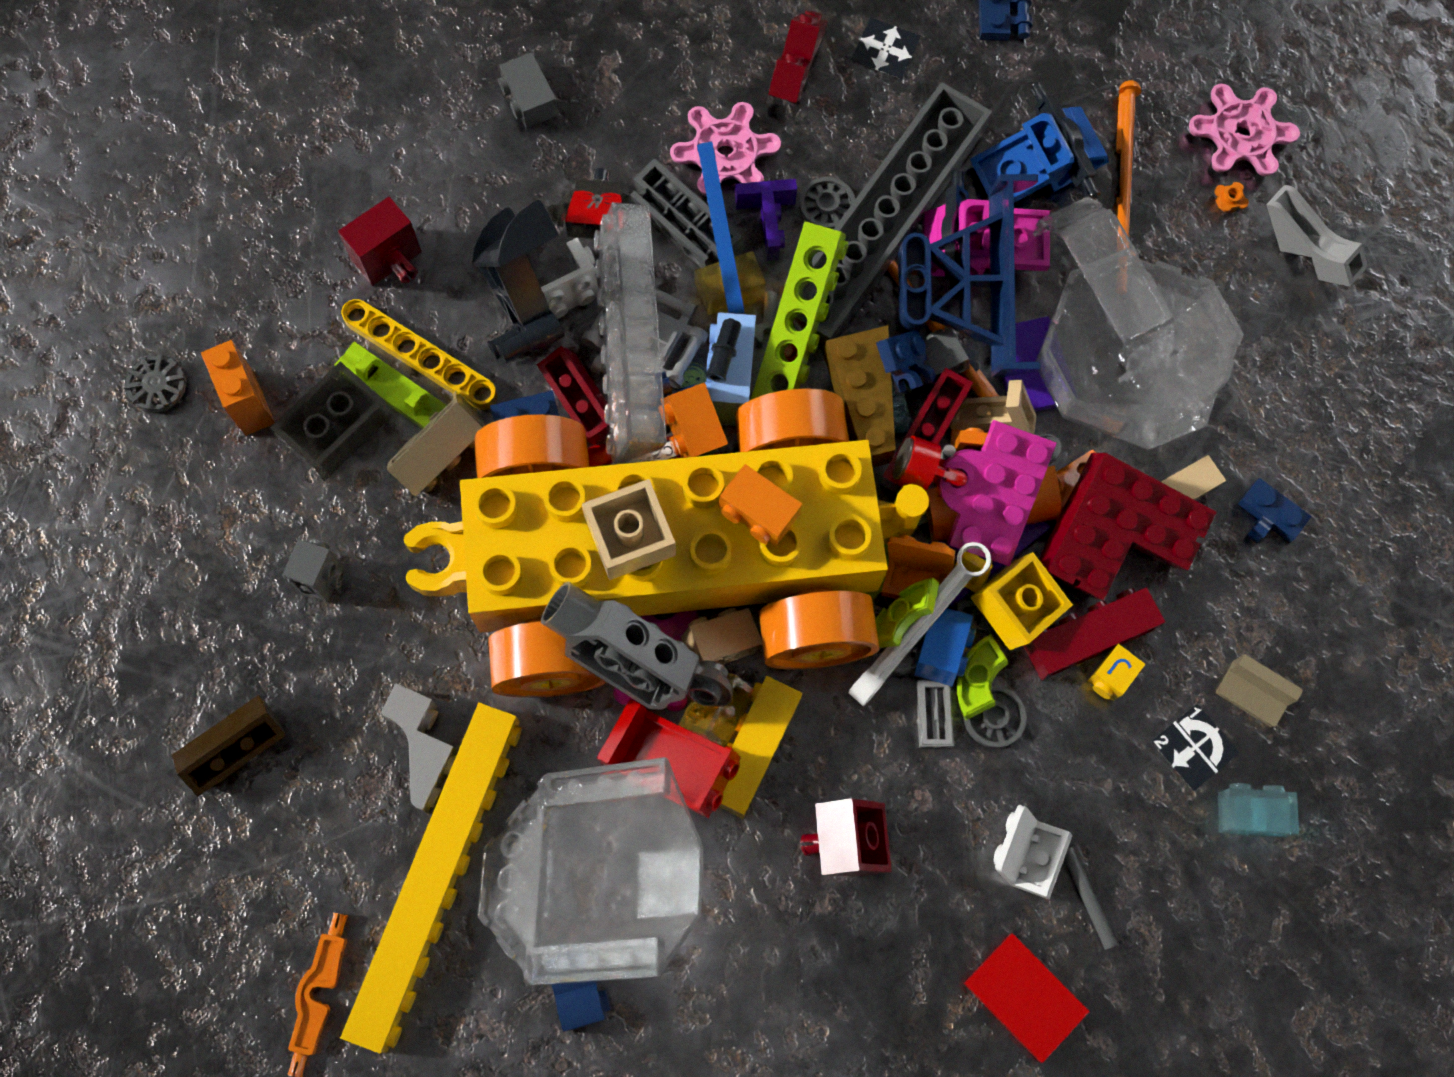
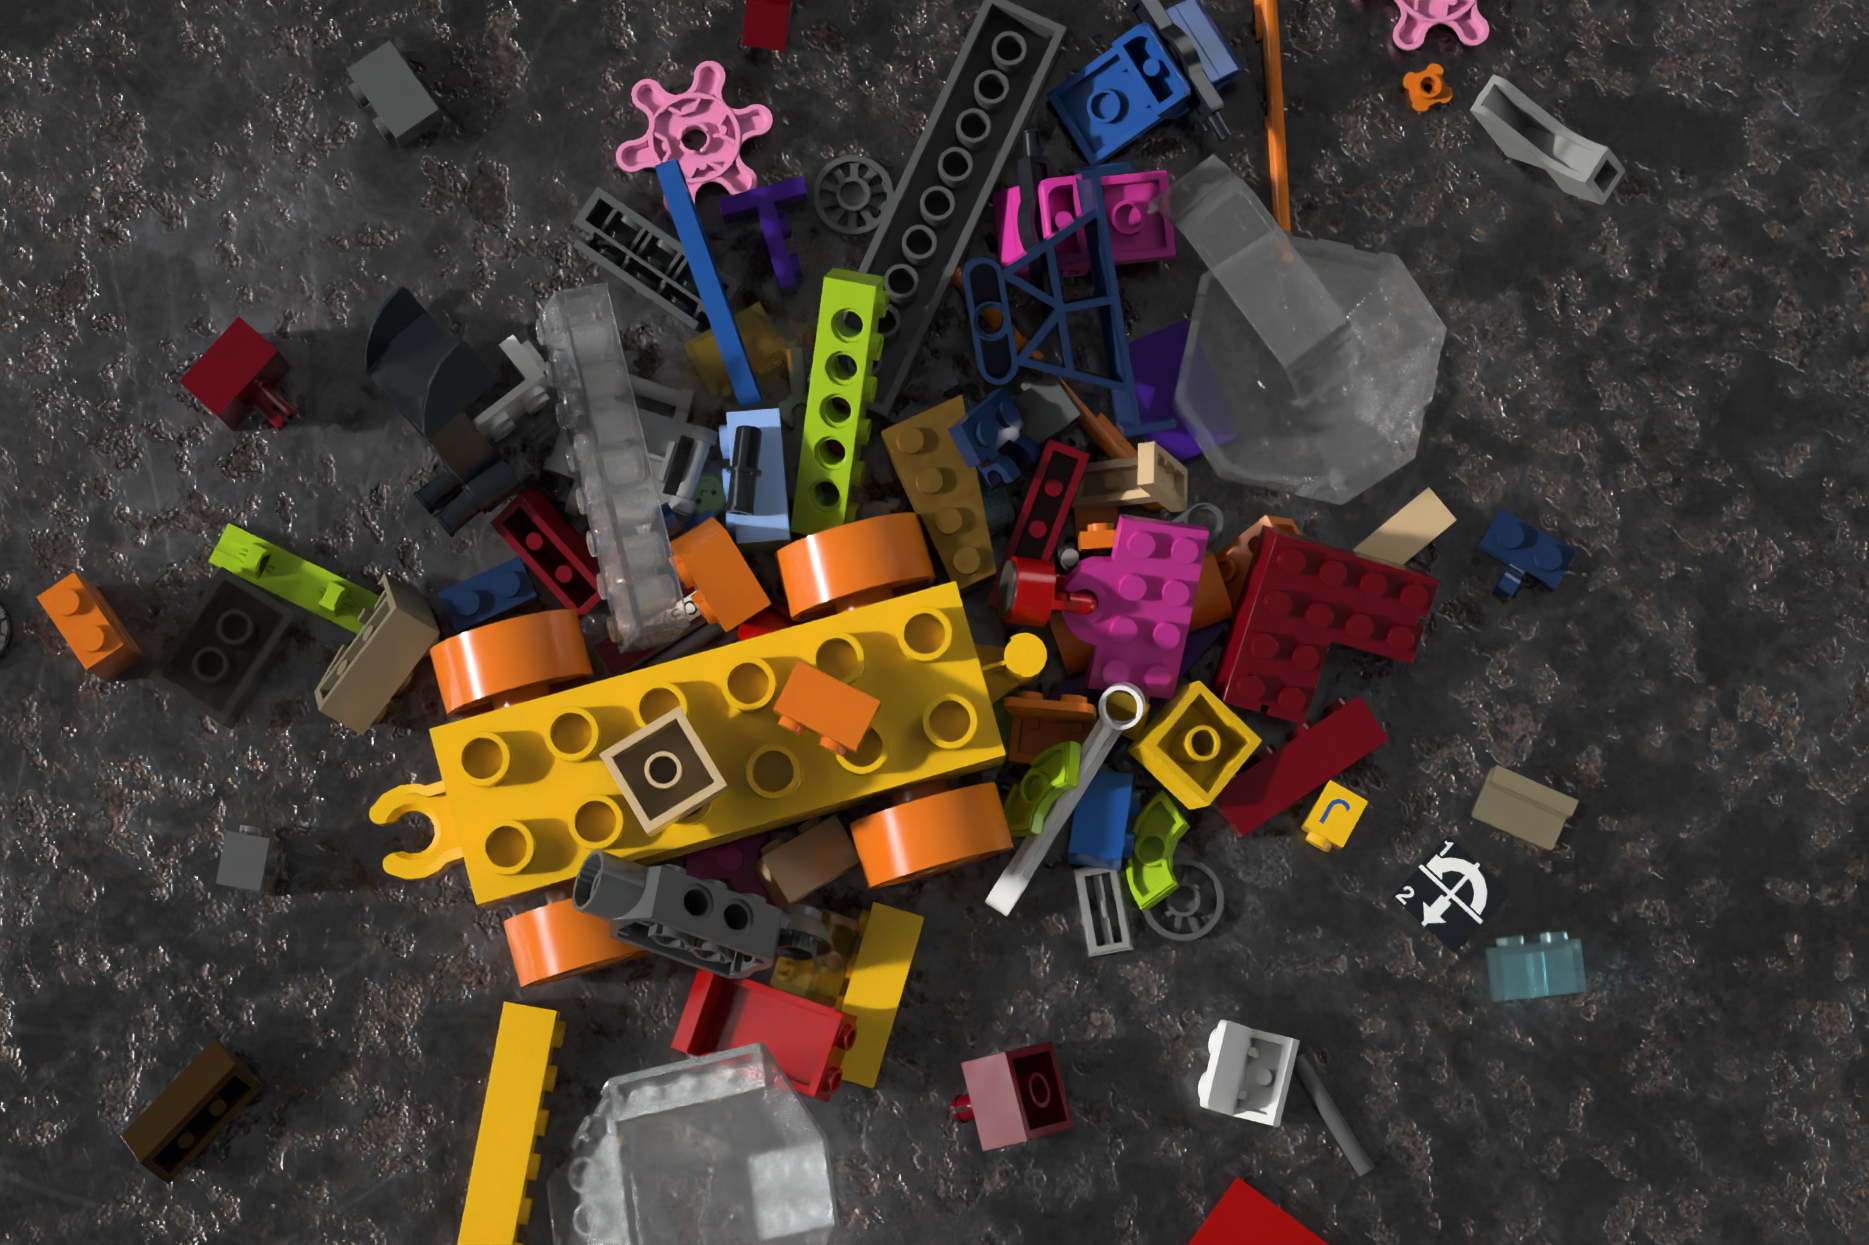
camera: 10 degrees left, 10 degrees up
(420, 352) = (318, 530): yellow beam -> none
(428, 757) = (452, 1081): light grey arch -> none
(586, 204) = (524, 265): torso -> none
(598, 455) = (595, 632): red tile -> none

